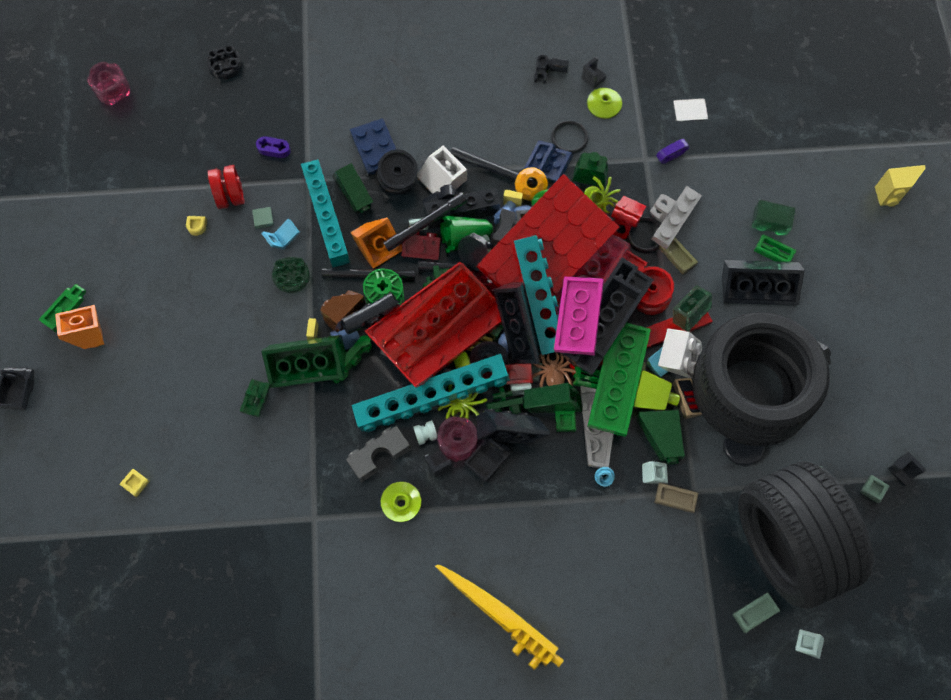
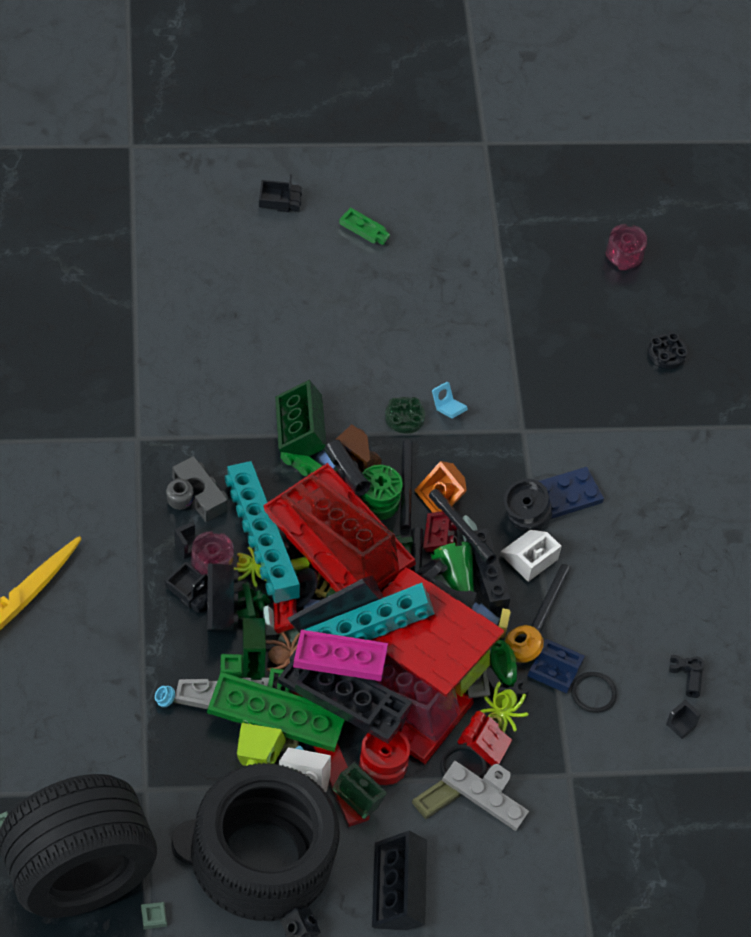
camera: 85 degrees right, 15 degrees down
(80, 327) = (340, 238): orange slope -> none
(134, 482) = (181, 293): light yellow tile -> none
(196, 225) = (461, 332): light yellow tile -> none
(226, 186) = (501, 349): red wheel -> none
(255, 398) = (263, 382): dark green hips -> none
(263, 217) = (472, 389): sand green tile -> none
(273, 147) = (556, 396): dark purple beam -> none
(312, 329) = (335, 430): light yellow tile -> none
(325, 213) = (477, 441): teal brick -> none
(353, 188) = (508, 465): dark green slope -> none
(384, 465) = (179, 494): none -> dark grey head
(395, 493) = (148, 500): lime dish -> none
(423, 433) = (221, 525): light aqua wheel -> none
(446, 191) = (502, 551): black bar -> none
(590, 166) = (544, 701): dark green torso -> none
(602, 108) = (645, 742): lime dish -> none
(654, 472) = (168, 750): light aqua slope -> none
(663, 434) = (209, 757): dark green slope -> none
(672, 151) = (577, 800): dark purple beam -> none
(676, 498) = (139, 767): dark tan tile -> none
(690, 109) = (643, 833): white sticker -> none
(772, 252) = (437, 923): green tile -> none
(773, 217) = (488, 905): clear green brick -> none

